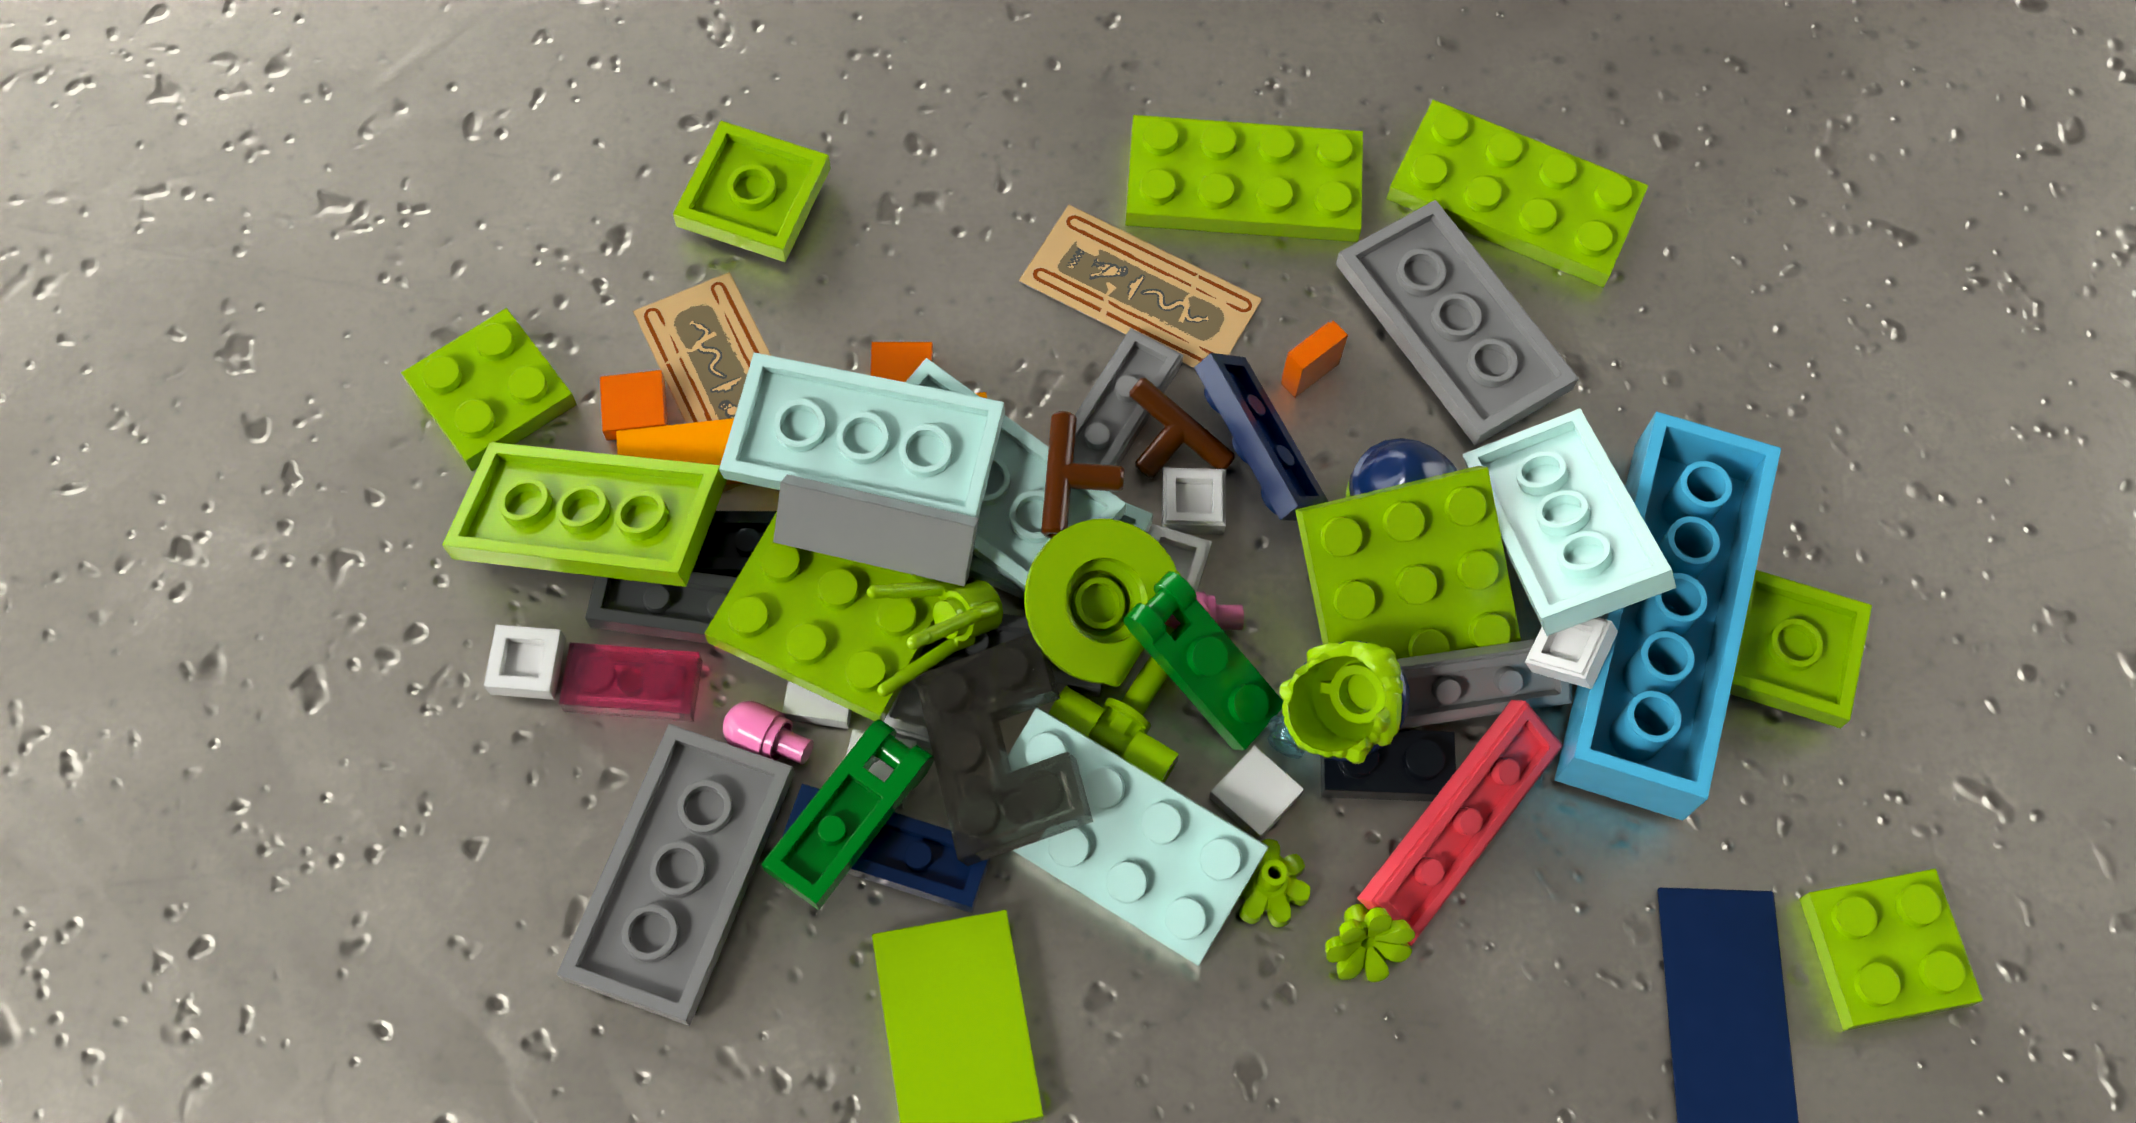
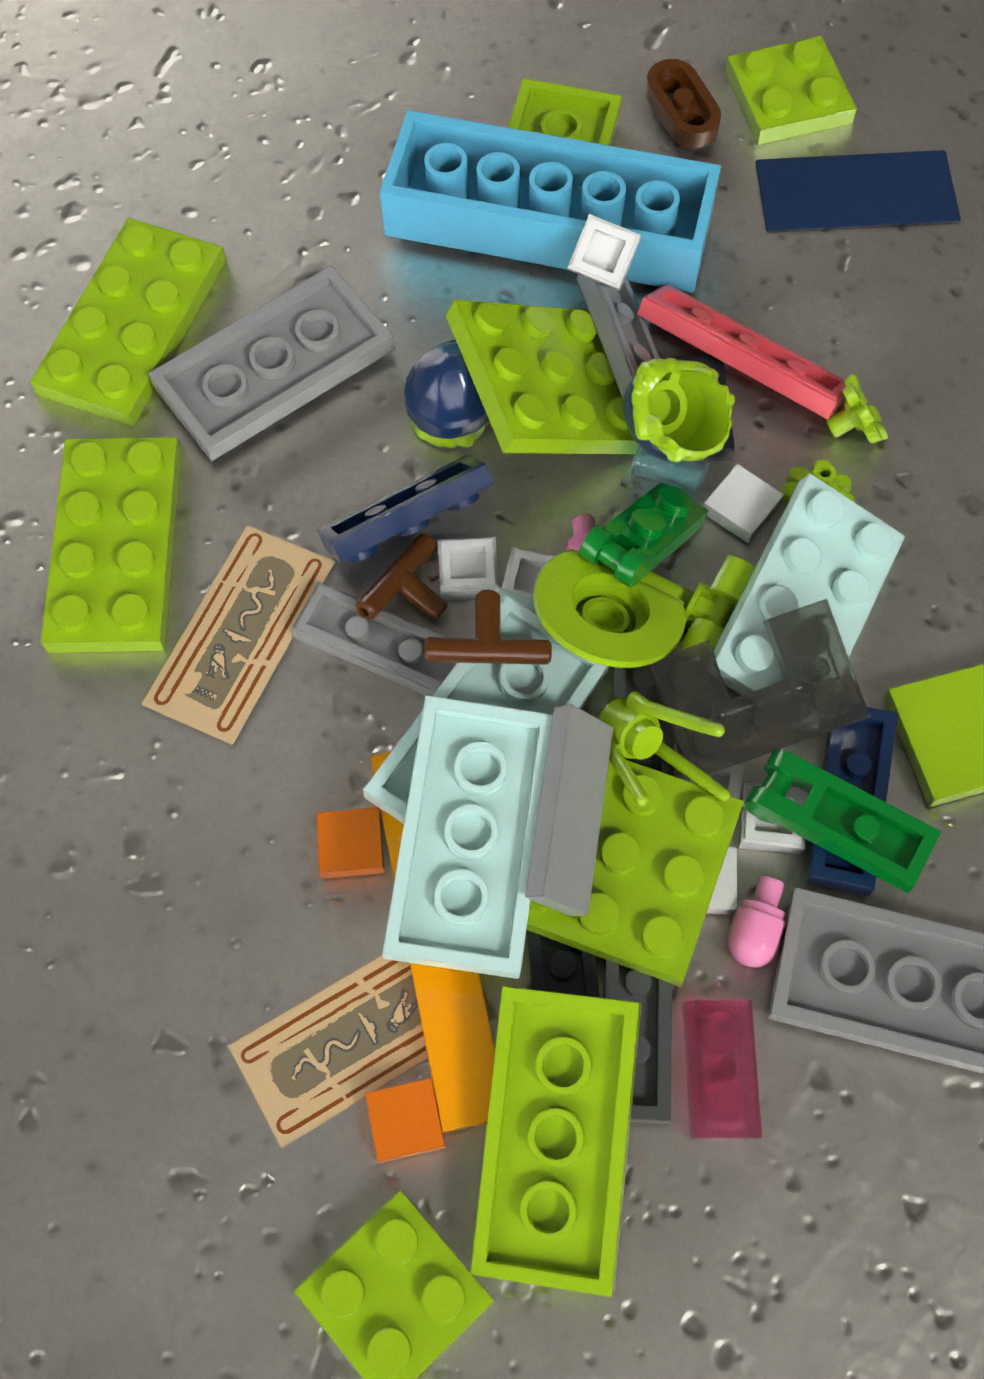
camera: 90 degrees left, 0 degrees up
(525, 662) = (722, 1182): white plate -> none
(752, 191) = (132, 1025): lime plate -> none
(1313, 358) = (321, 468): orange tile -> none
(1570, 523) = (489, 250): light aqua plate -> none
(1844, 800) = (683, 103): none -> reddish brown plate

